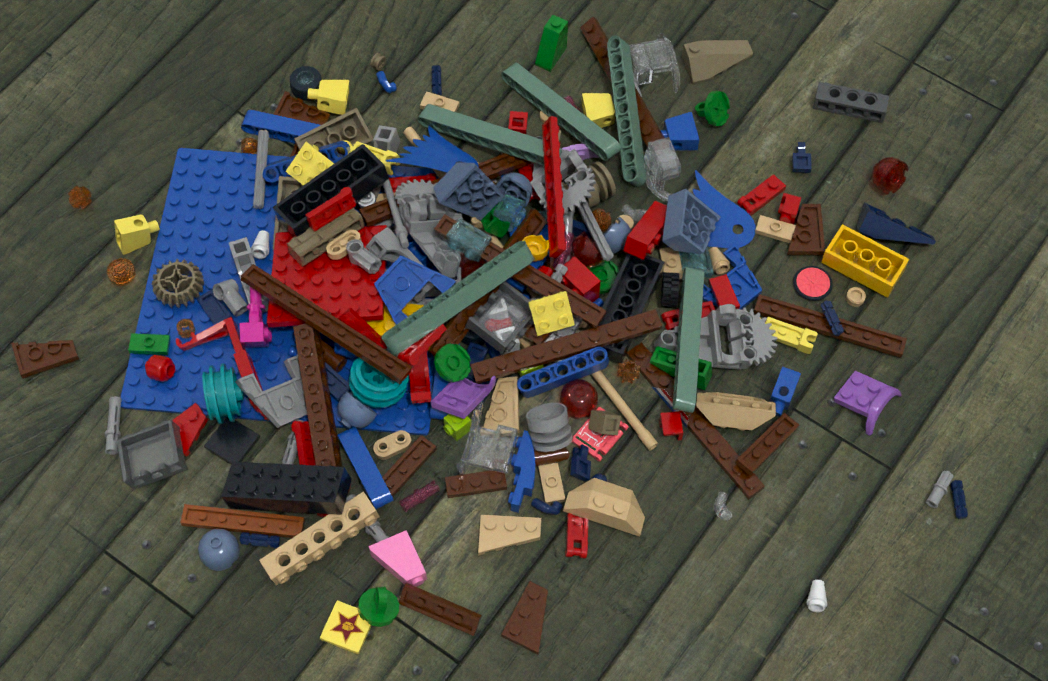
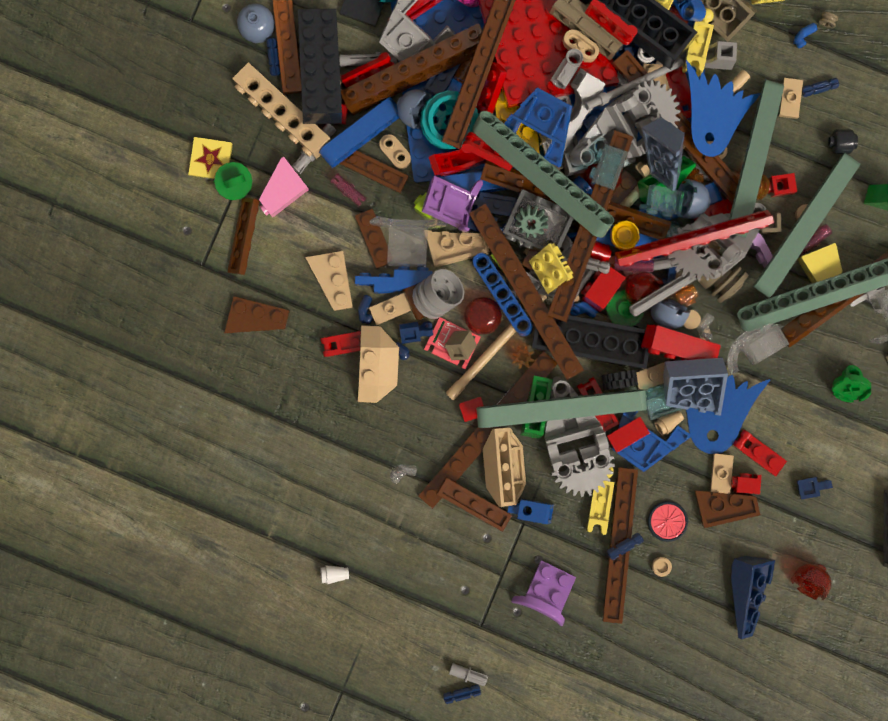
camera: 75 degrees right, 25 degrees up
(452, 362) = (480, 186): green tile -> none
(491, 72) = (843, 141): none -> black head
(508, 320) = (531, 228): none -> sand green gear
(681, 132) = (814, 355): blue torso -> none
(865, 260) = (700, 570): yellow brick -> none

